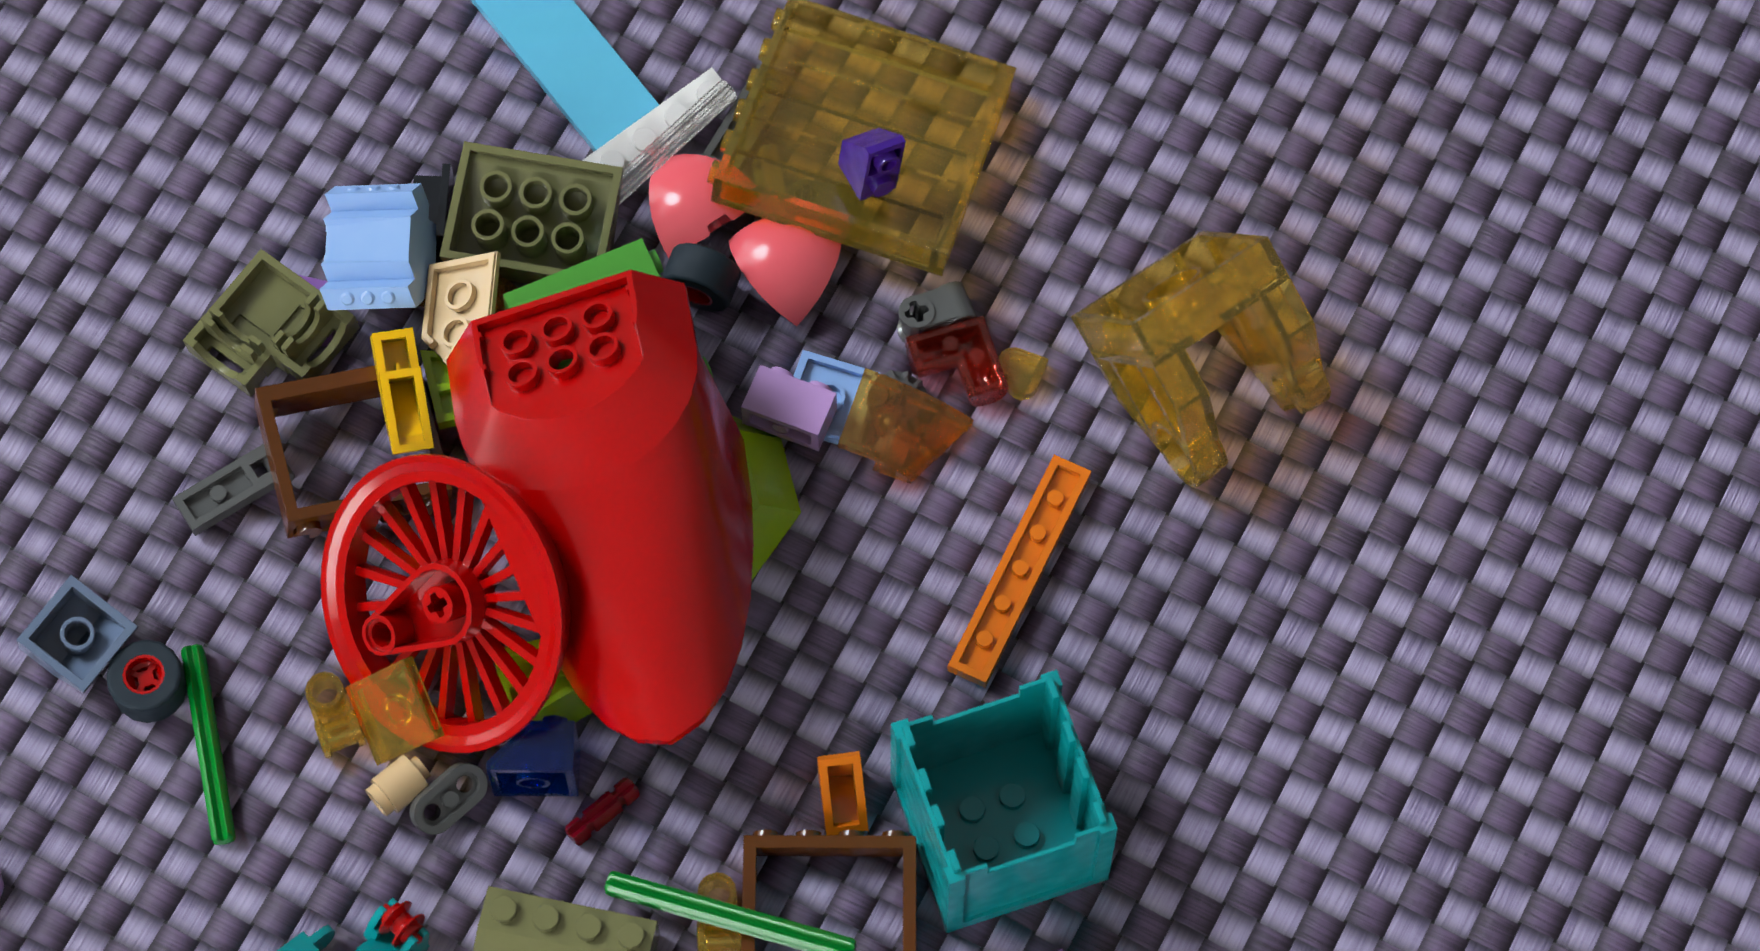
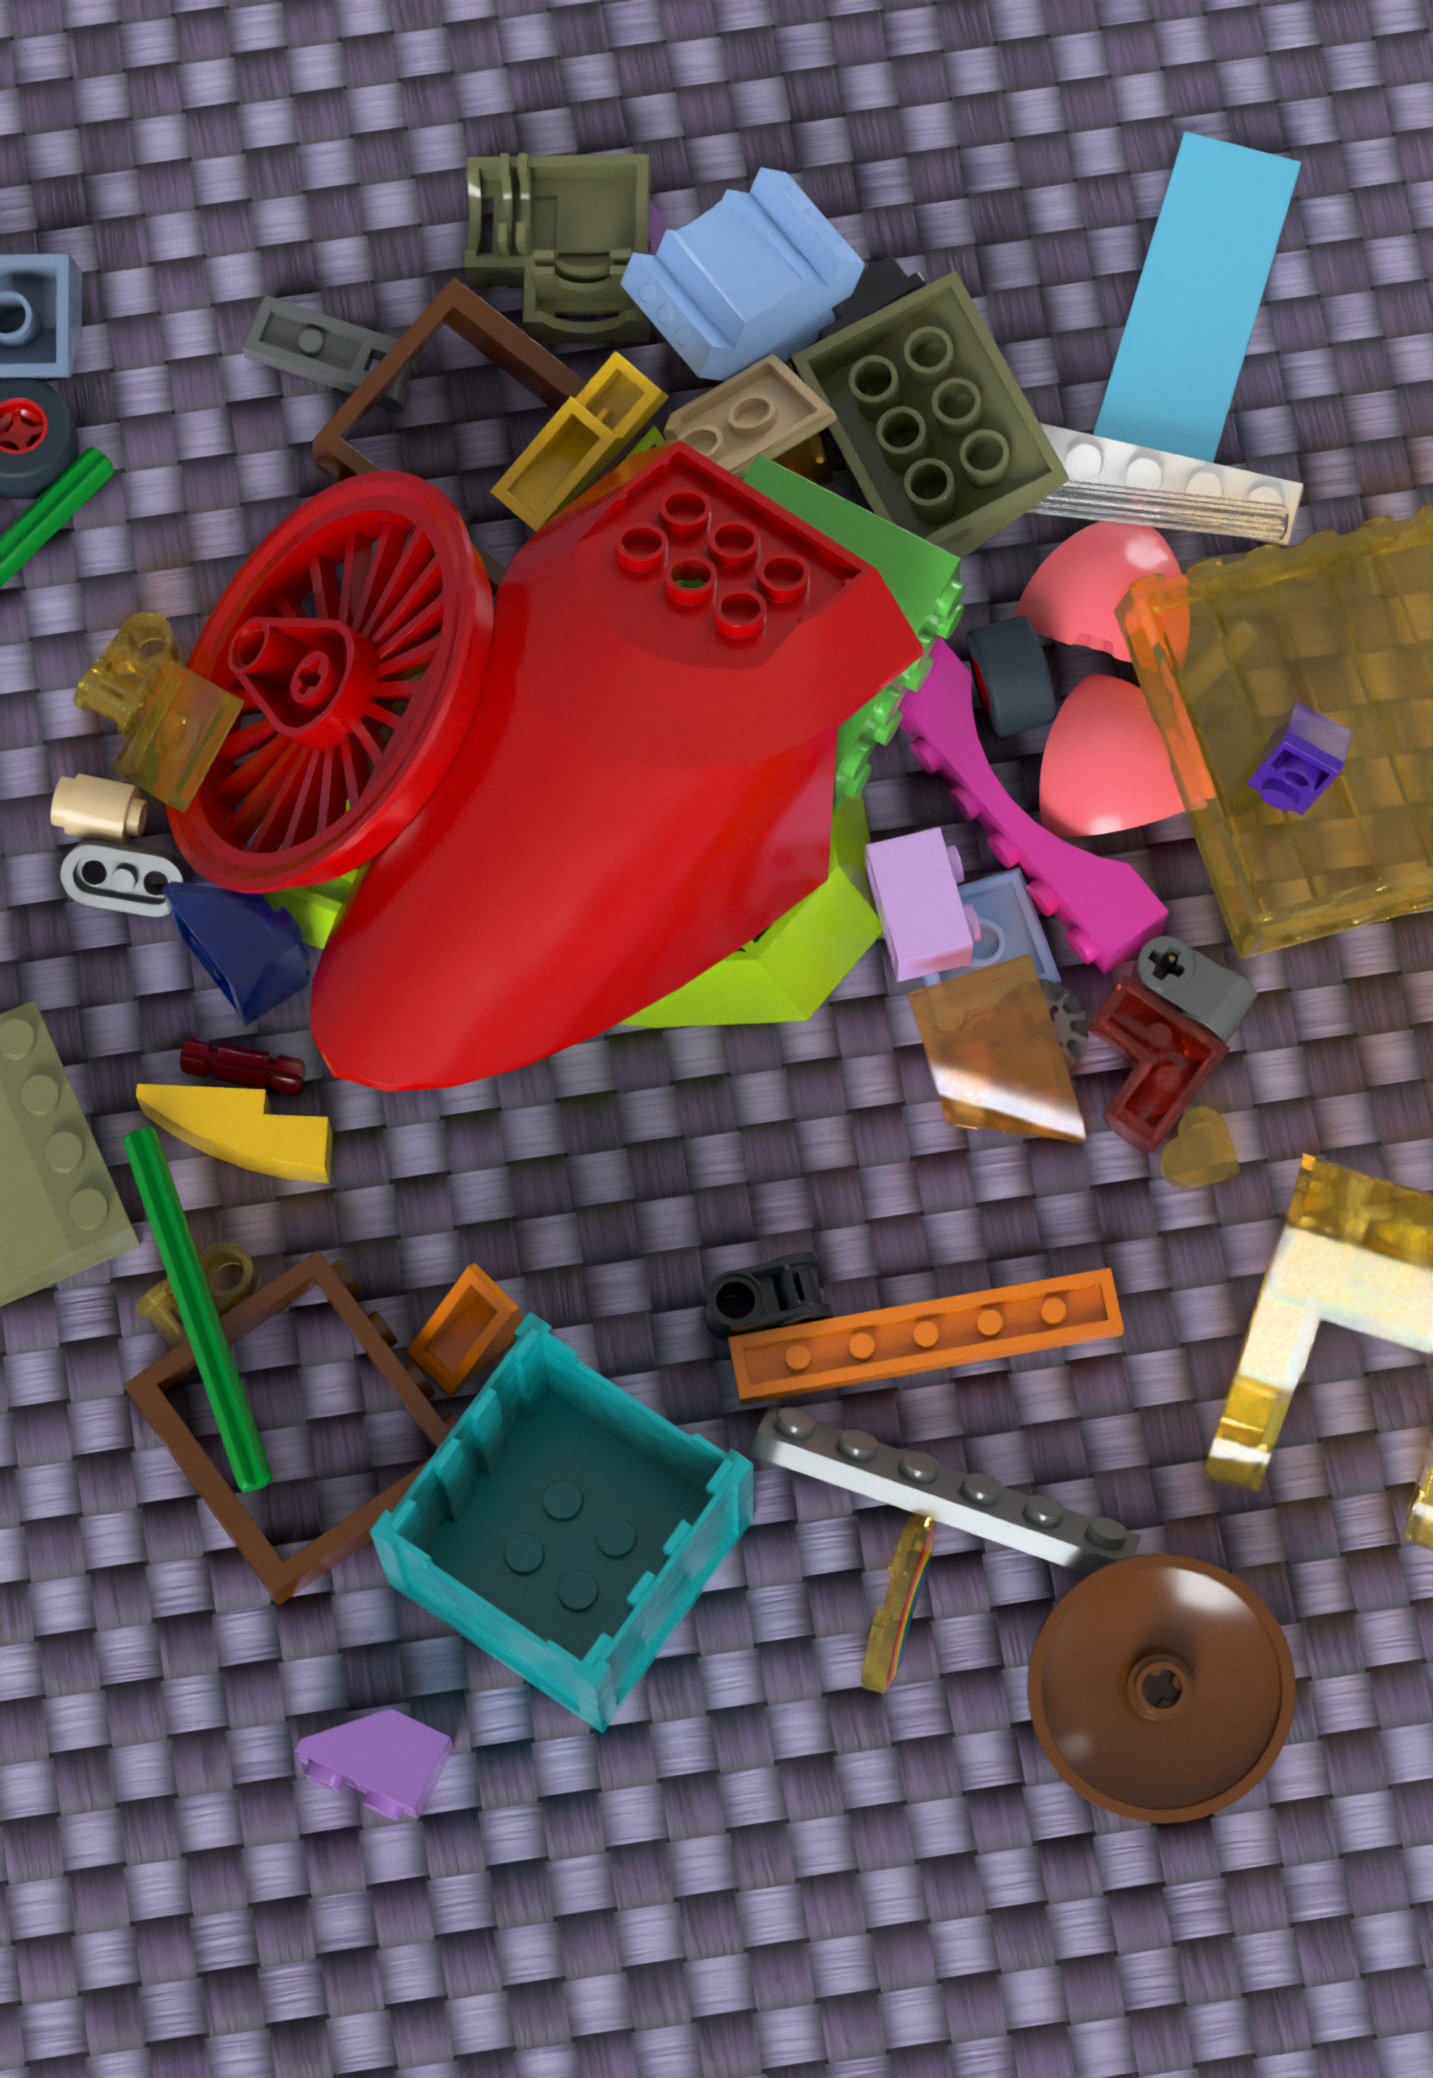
camera: 55 degrees right, 5 degrees up
(640, 833) = (241, 1129): none -> yellow slope
(851, 325) = (1095, 898): none -> dark pink arch
(941, 628) = (770, 1294): none -> black piece
(1118, 614) = (940, 1492): none -> dark grey plate
(1153, 678) = (892, 1624): none -> clear yellow tile
(1293, 582) = (1161, 1688): none -> reddish brown dish

